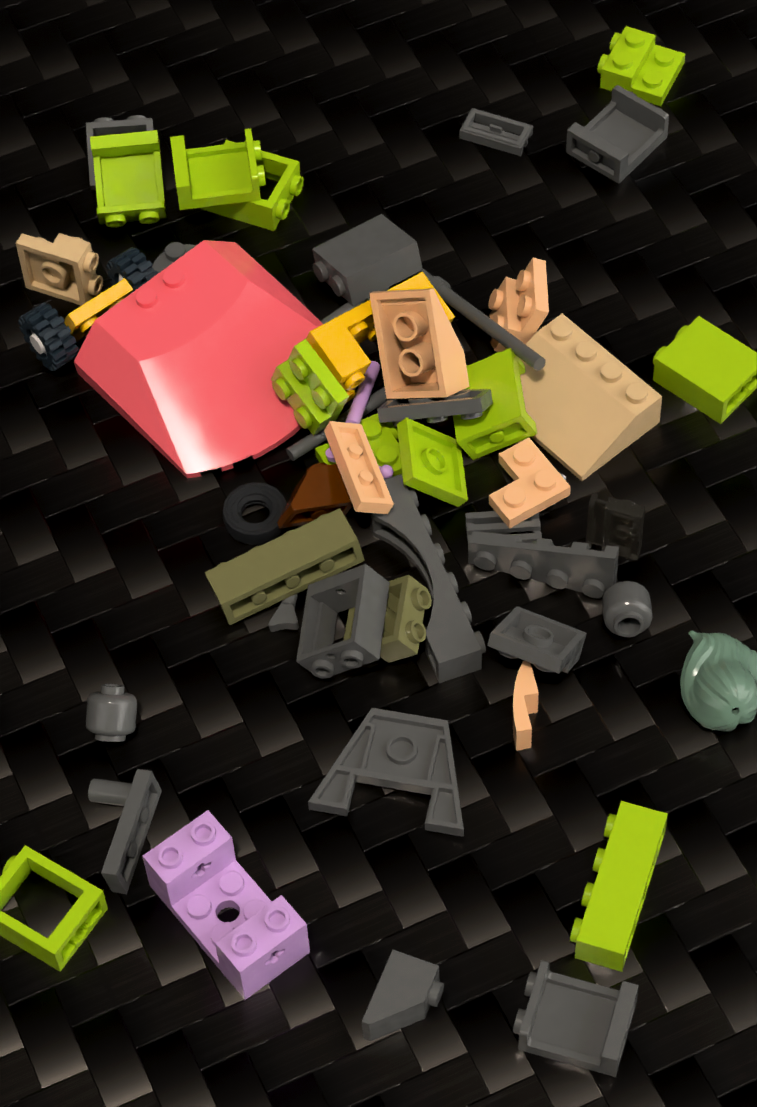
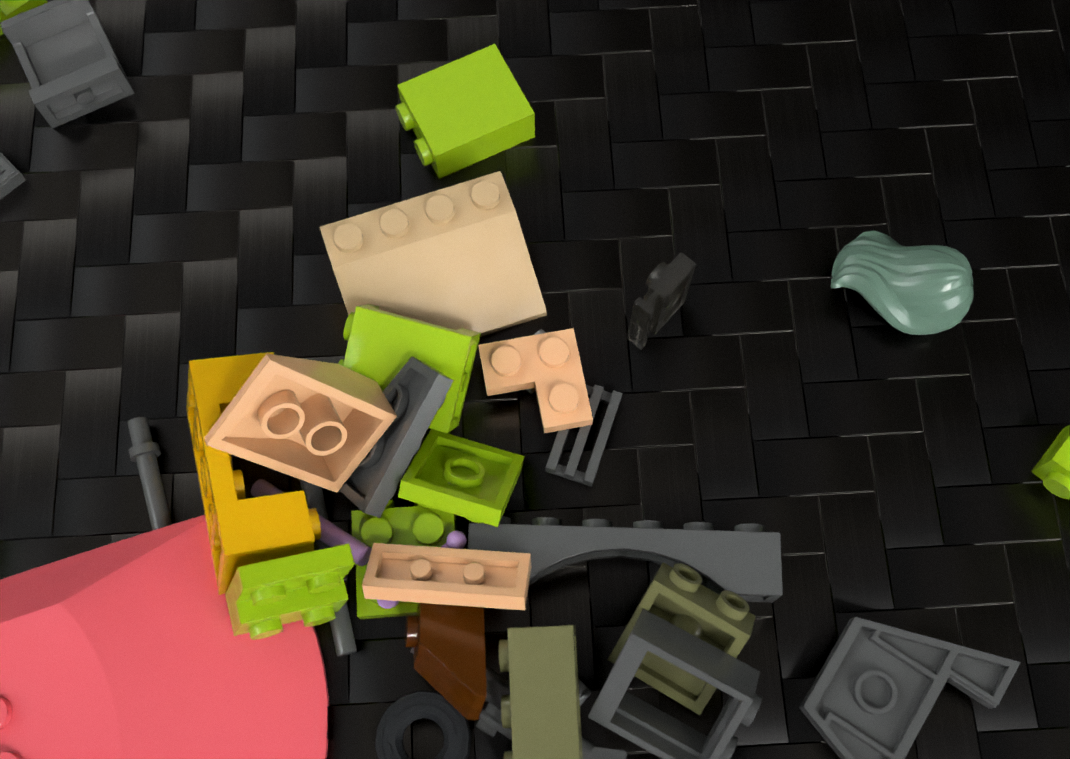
camera: 70 degrees left, 15 degrees up
(366, 259) = (92, 426): dark grey brick -> none
(484, 322) = (179, 355): dark grey bar -> none
(521, 303) = (281, 271): light nougat plate -> none
(524, 703) = (847, 510): light nougat slope -> none
(538, 641) = (796, 461): dark grey plate -> none
(544, 562) = (623, 462): dark grey wing -> none
(627, 609) = (766, 340): dark grey head -> none

